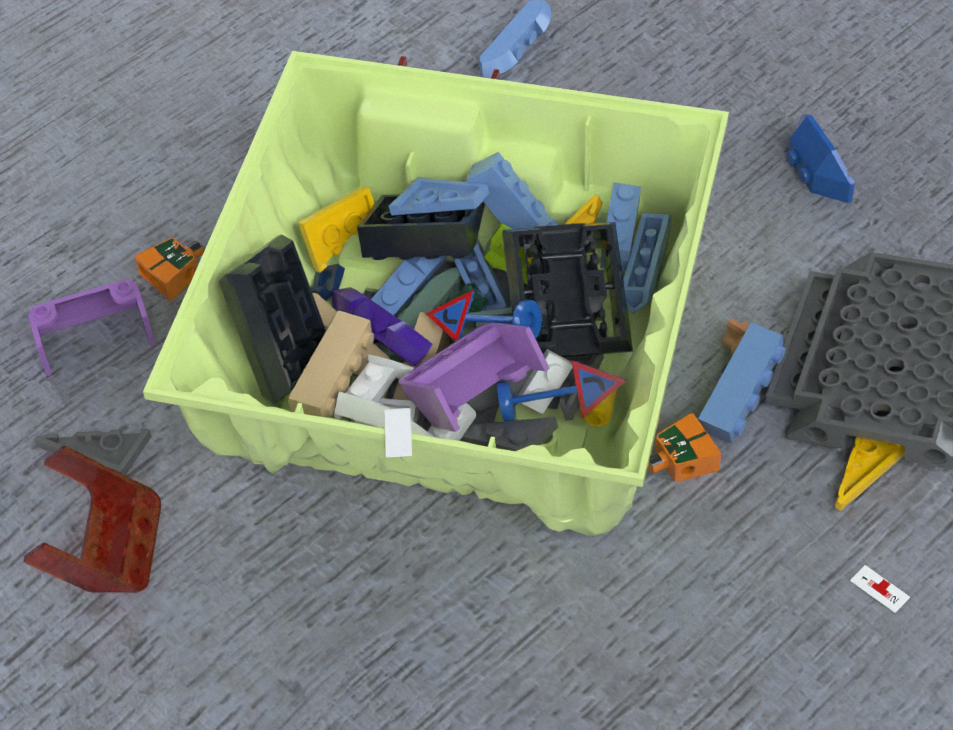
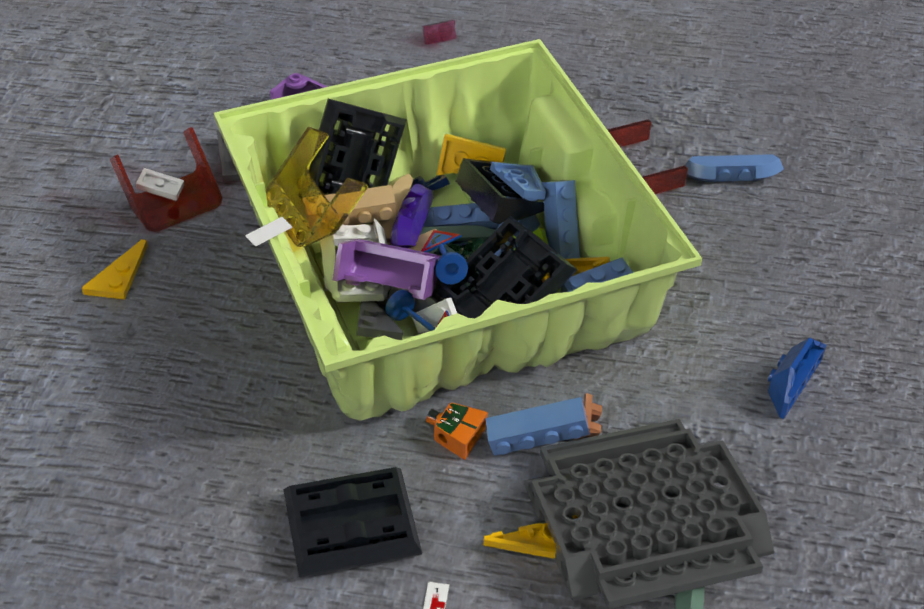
camera: 50 degrees right, 5 degrees down
(66, 149) = (439, 32): none -> clear pink hips
(93, 535) = (160, 184): none -> white plate
(193, 659) = (118, 276): none -> yellow wing
(321, 394) = (300, 199): none -> clear yellow windscreen
(738, 601) = (350, 514): none -> black piece

